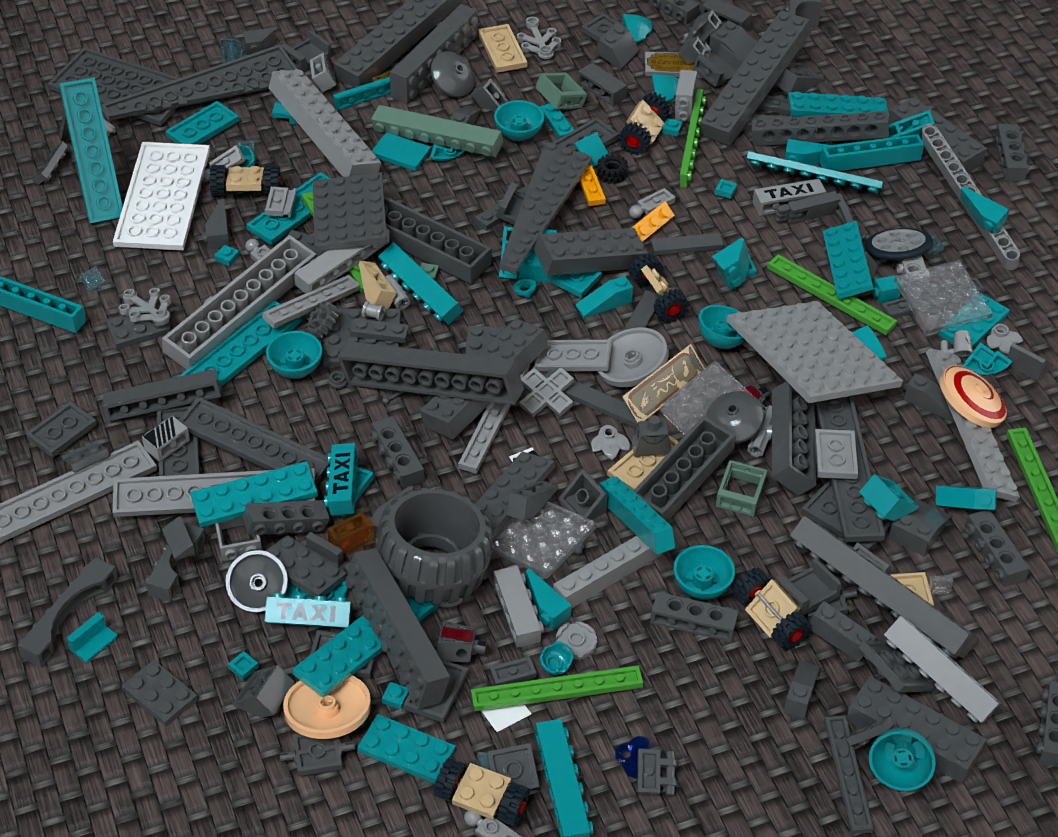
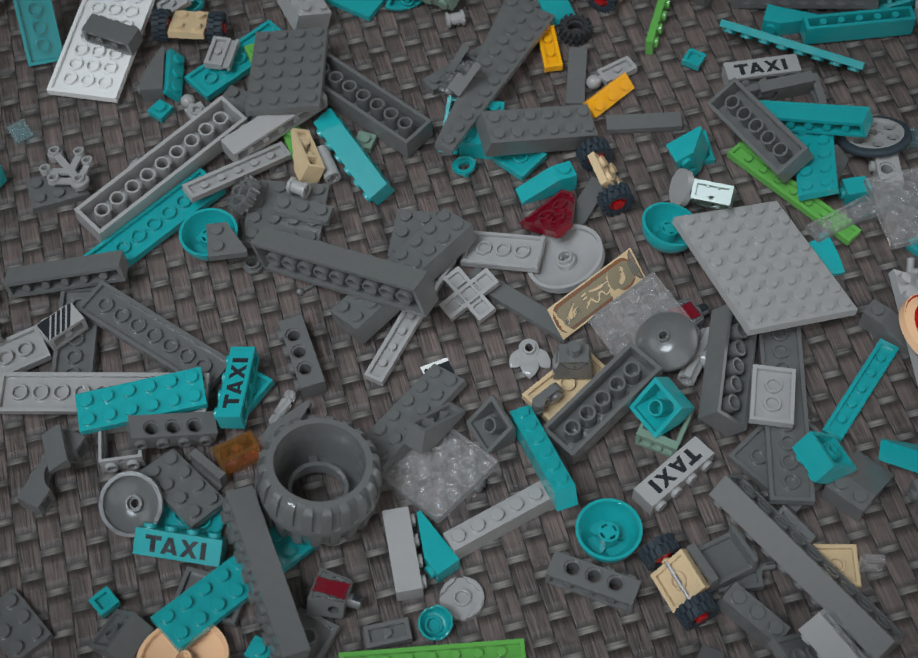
camera: 10 degrees right, 10 degrees up
(172, 189) = (112, 34): none -> dark grey brick
(235, 223) = (173, 75): none -> teal plate
(311, 358) = (223, 242): none -> dark grey wing
(386, 493) = (283, 406): none -> light grey axle
(498, 164) = (455, 19): none -> light grey bush
(510, 213) = (455, 82): none -> dark grey plate
(615, 323) = (553, 216): none -> dark red plate
(618, 206) = (576, 76): none -> dark grey tile
(631, 469) = (551, 394): none -> dark grey plate
(730, 292) = (681, 186): none -> light grey tile
(737, 468) = (661, 406): none -> teal slope
(754, 528) = (673, 475): none -> light grey brick
(758, 294) = (710, 192): none -> window
(795, 241) = (759, 130): none -> dark grey brick
(842, 229) = (822, 118): none -> teal brick
(877, 311) = (841, 218): none -> clear tile
(914, 447) = (860, 389): none -> teal tile

